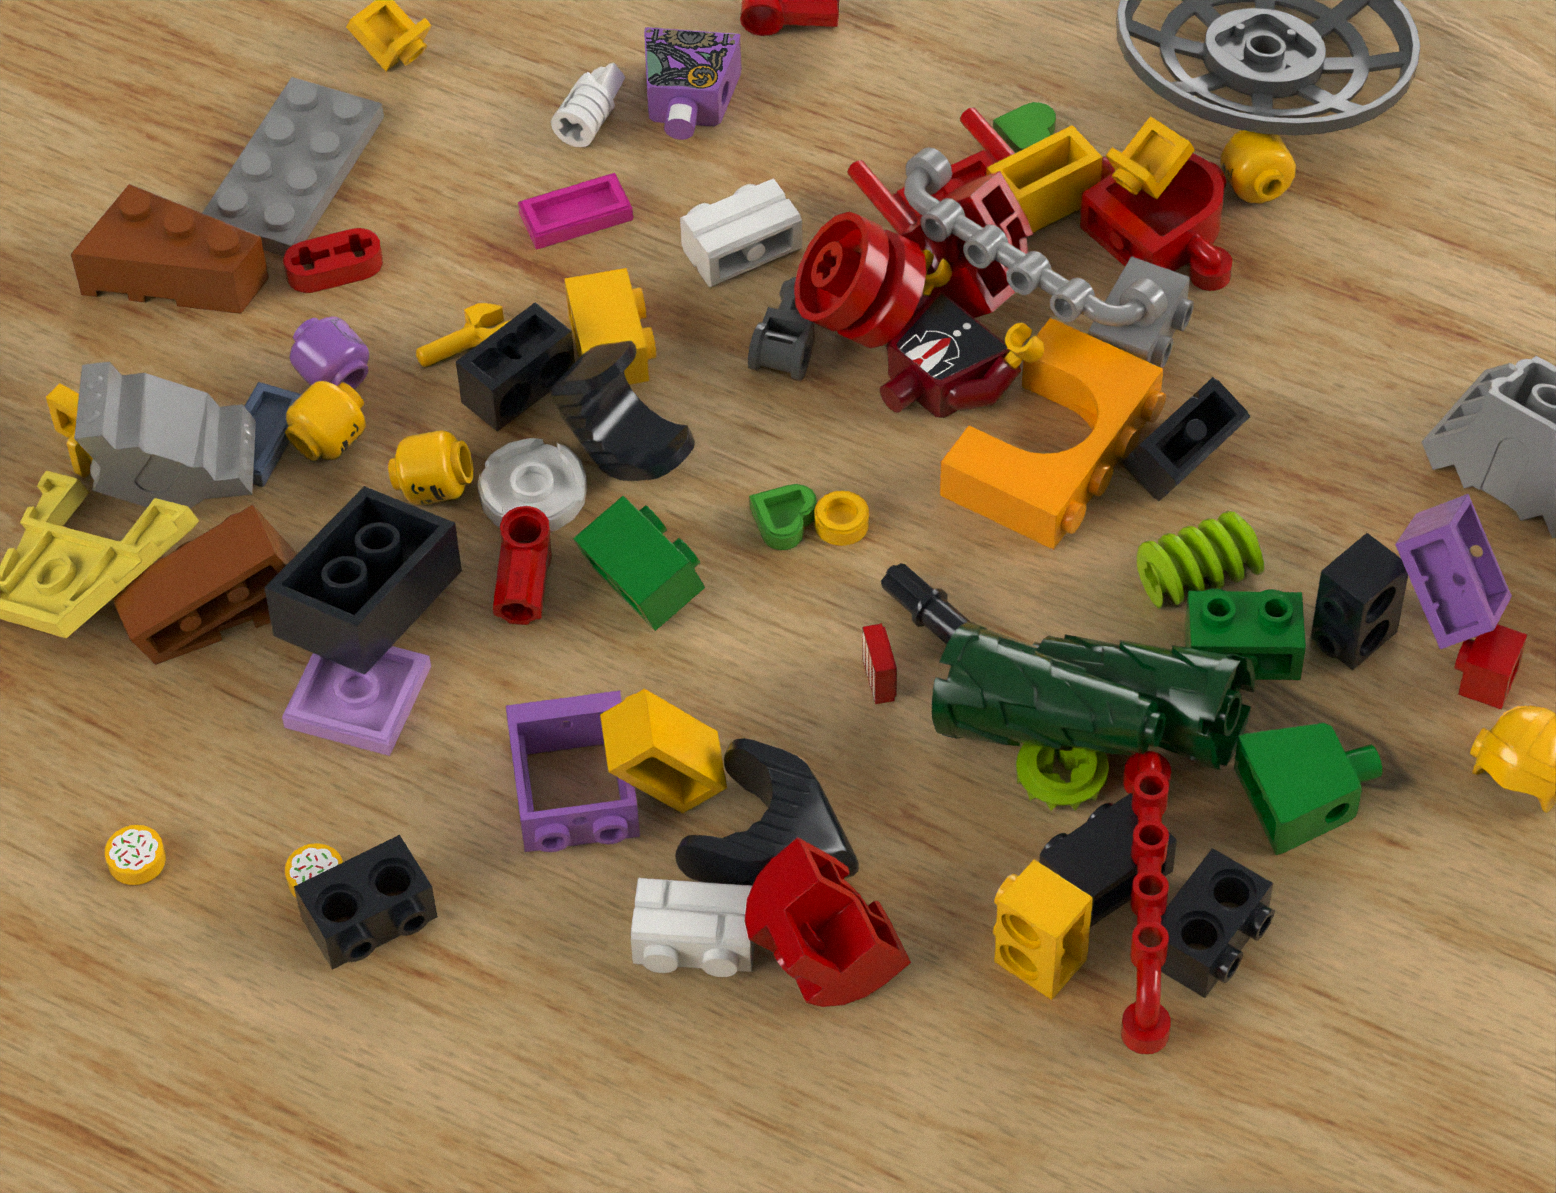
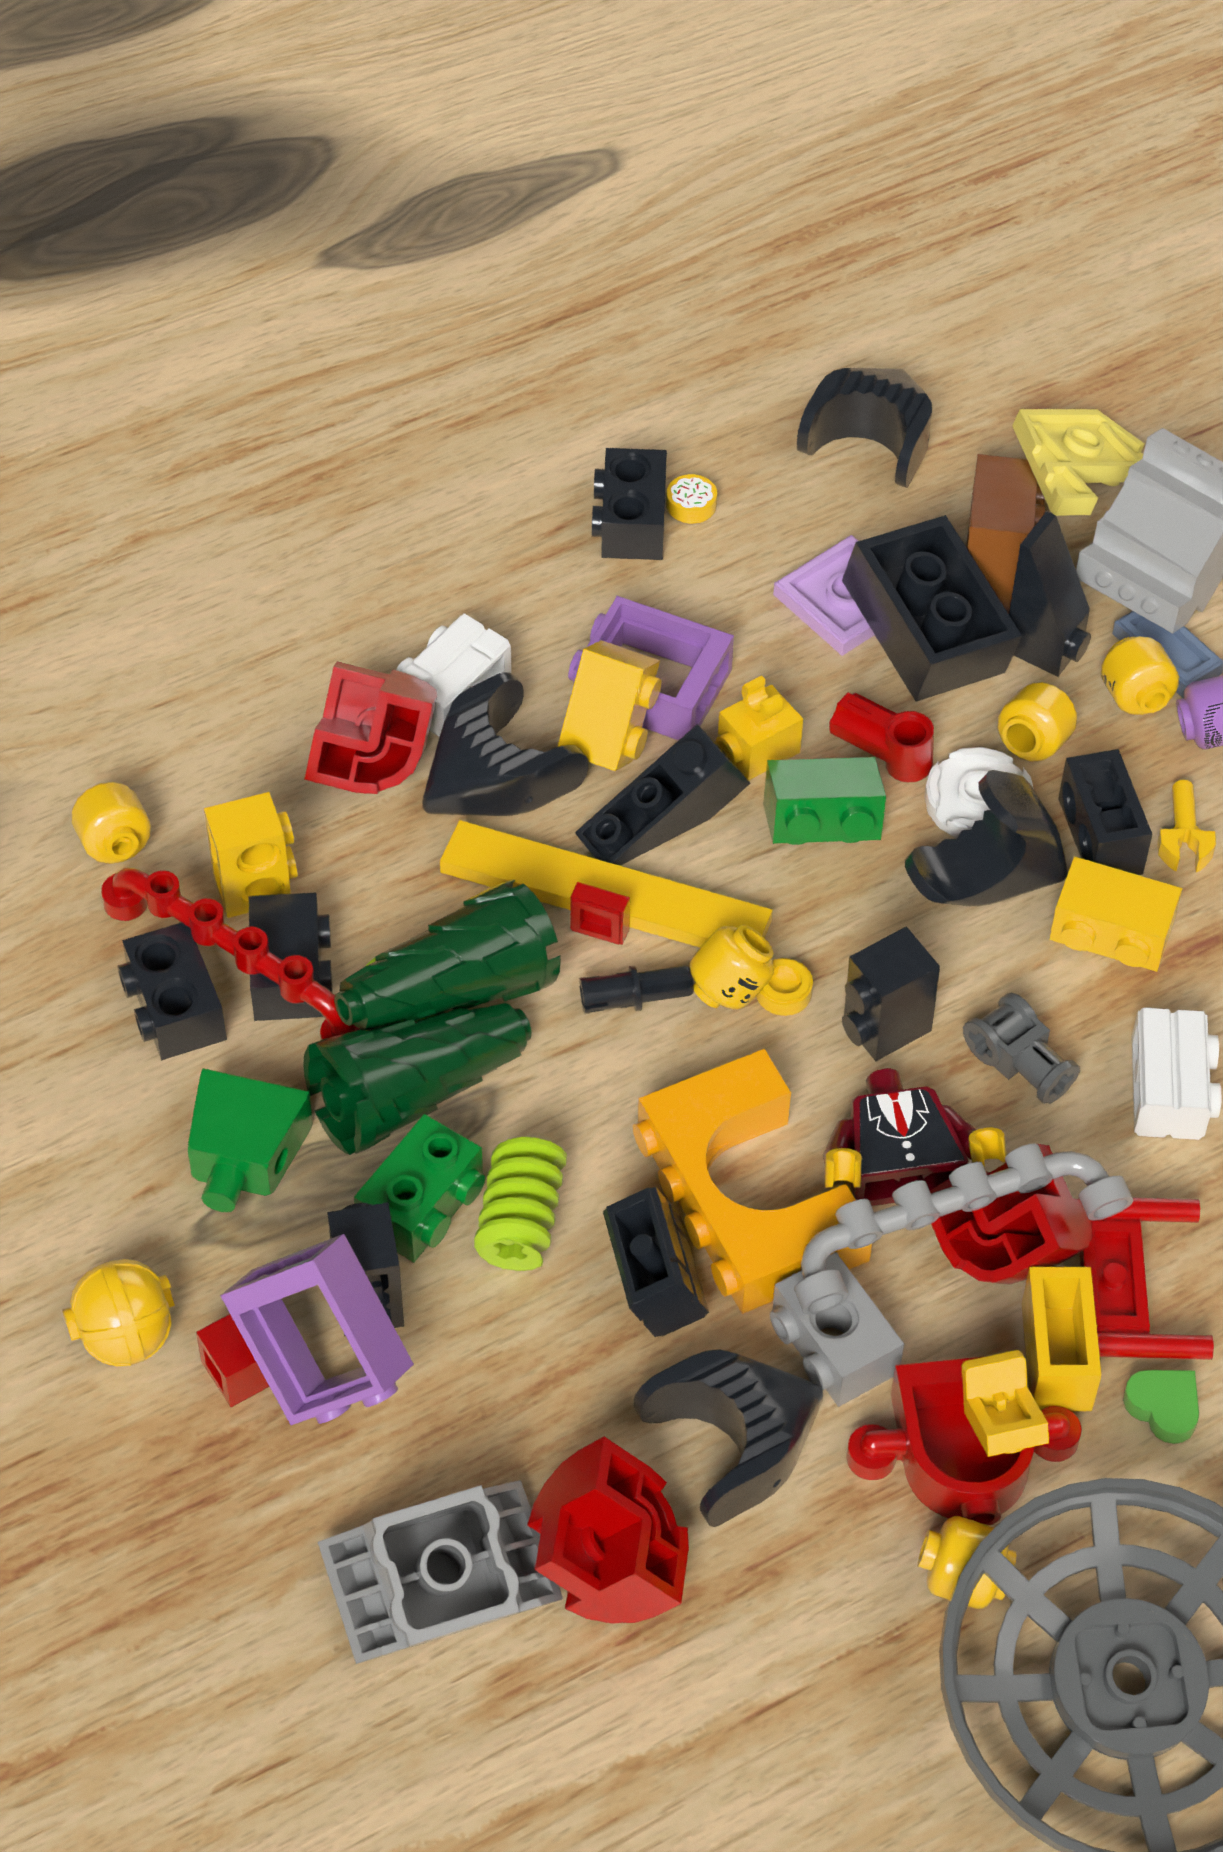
camera: 120 degrees right, 0 degrees up
(91, 755) = (873, 406): none -> black animal
(135, 854) = (786, 409): tile -> none
(304, 489) = (1048, 600): none -> black slope
(588, 652) = (759, 728): none -> yellow brick
(719, 683) = (665, 800): none -> black slope
(783, 514) = (819, 947): bright green tile -> none
(822, 408) = (890, 994): none -> black piece
(843, 691) = (551, 874): none -> yellow tile
(860, 280) = (1009, 1089): red wheel -> none
(868, 534) = (732, 967): none -> yellow head
(1078, 1090) = (109, 819): none -> yellow head
(1255, 315) = (751, 1402): none -> black animal
(1431, 345) = (610, 1536): none -> red brick

